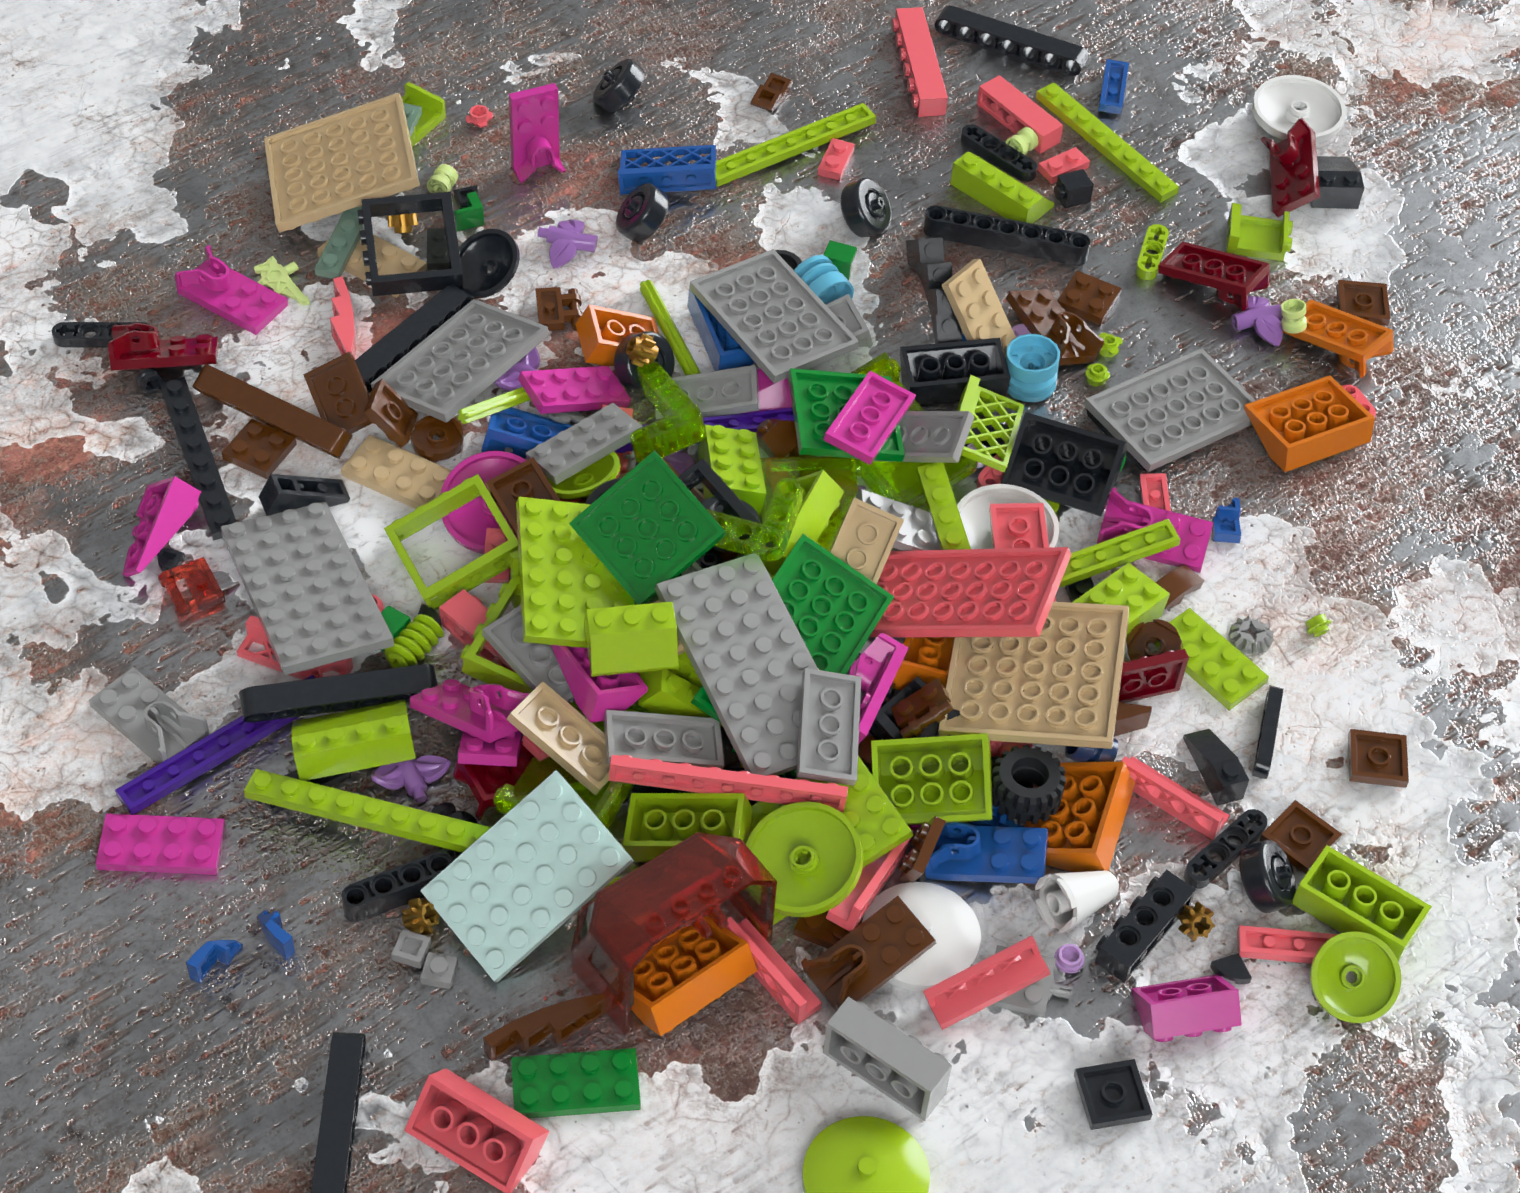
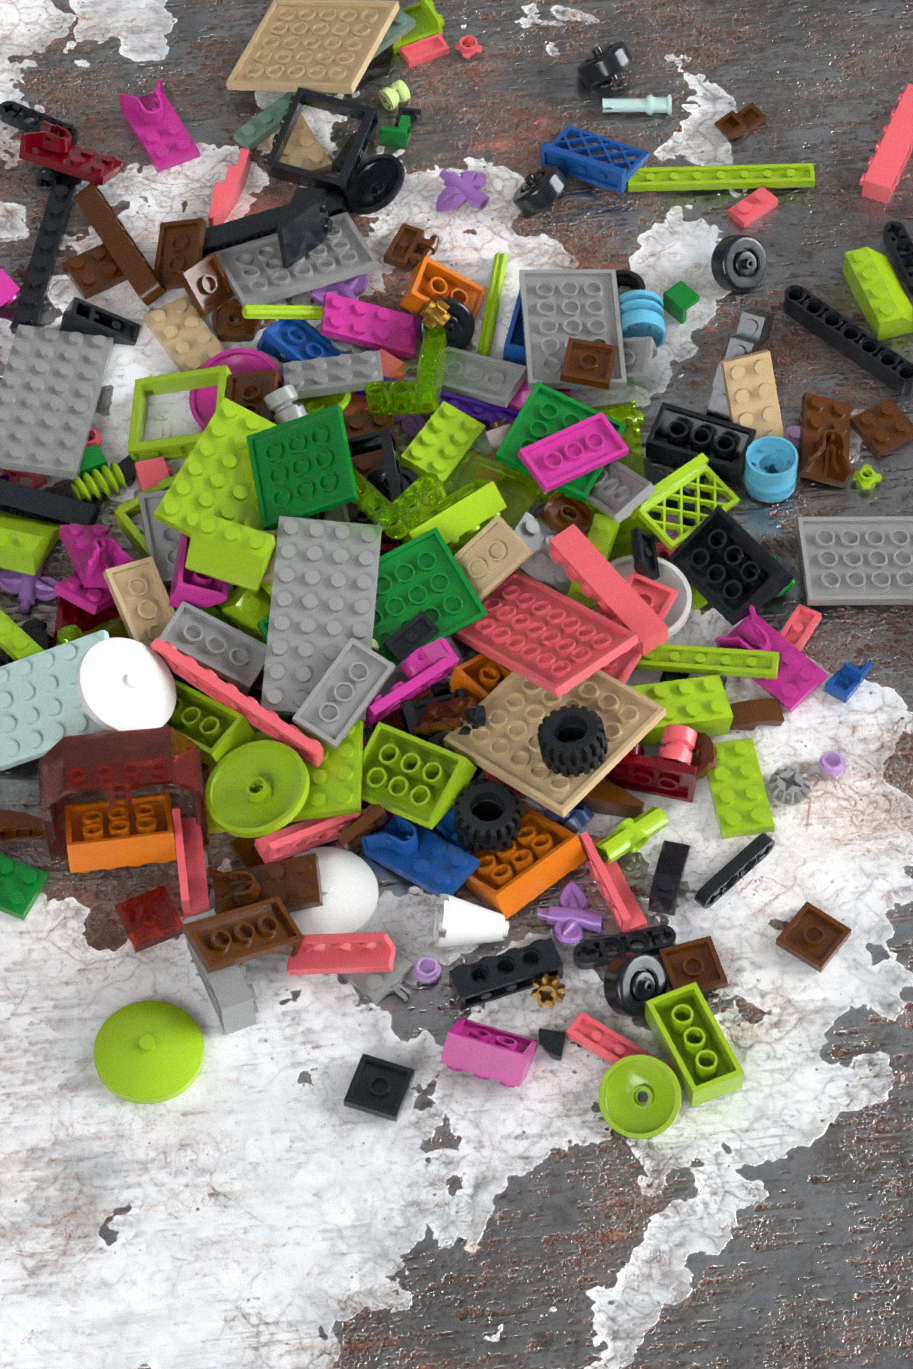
camera: 35 degrees right, 5 degrees up
(278, 279) = (204, 130): yellowish green piece -> none
(403, 222) = (334, 121): pearl gold gear -> none
(439, 134) = (424, 50): none -> coral tile
(455, 317) = (303, 224): none -> black slope
(534, 130) = (488, 80): dark pink plate -> none
(572, 485) = (284, 404): none -> light grey wheel
(613, 818) = (125, 686): none -> white dish
(681, 107) = (649, 105): none -> light aqua pin
(771, 1042) = (149, 918): none -> clear red plate
(818, 336) = (588, 363): none -> reddish brown plate
(845, 647) = (411, 637): none -> black plate
(895, 480) = (558, 507): none -> reddish brown plate
(899, 1006) = (244, 935): none -> reddish brown plate
(960, 692) = (476, 715): none -> black plate
(978, 522) = (607, 588): none -> coral brick
(980, 479) = (644, 554): none -> black plate
(1077, 689) = (576, 756): none -> black tyre
(1097, 374) = (835, 505): lime plate -> none
(1145, 638) = (677, 743): none -> coral wheel
(1158, 843) = (571, 915): none -> medium lavender plant
(1159, 740) = (631, 835): none -> lime piece
(1272, 599) = (831, 763): none -> lavender plate
(1318, 625) = (854, 803): lime plate -> none

